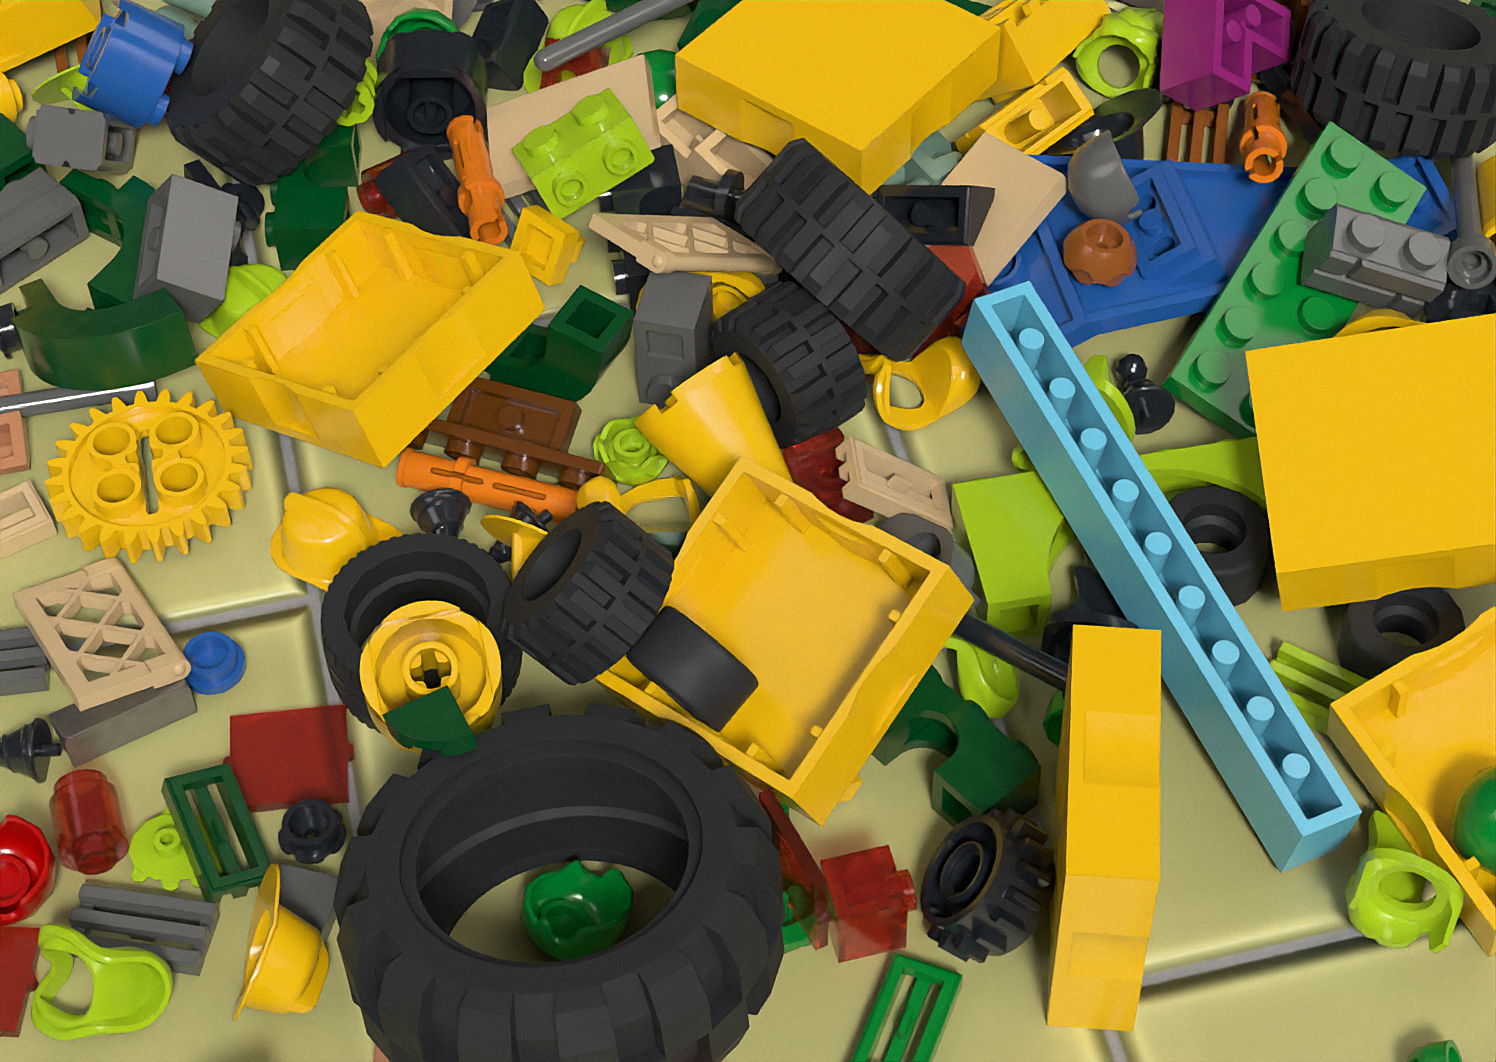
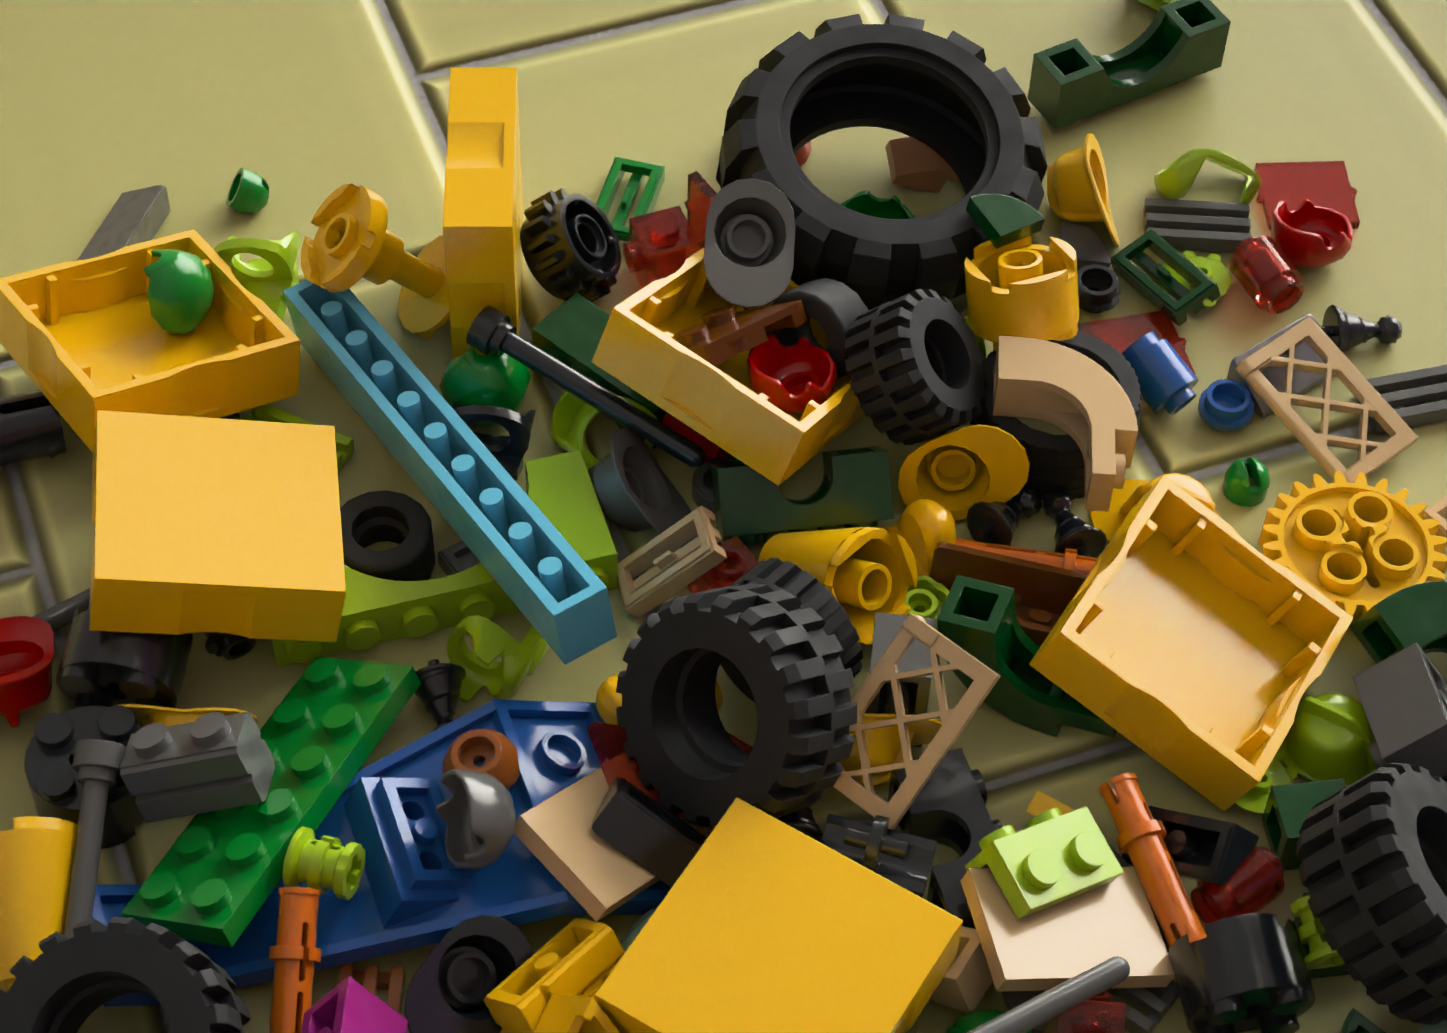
camera: 170 degrees right, 0 degrees up
(240, 577) = (1237, 485): none -> green hinge
(281, 681) = (1162, 374): none -> blue brick
(408, 551) = (1078, 396): none -> tan arch
(736, 593) = (792, 373): none -> red hair
(767, 713) = (749, 243): none -> dark grey piece
(809, 624) = (731, 332): none -> reddish brown wing
(1243, 190) = (323, 864): none -> lime bush
(1268, 807) = (357, 245): none -> yellow piece

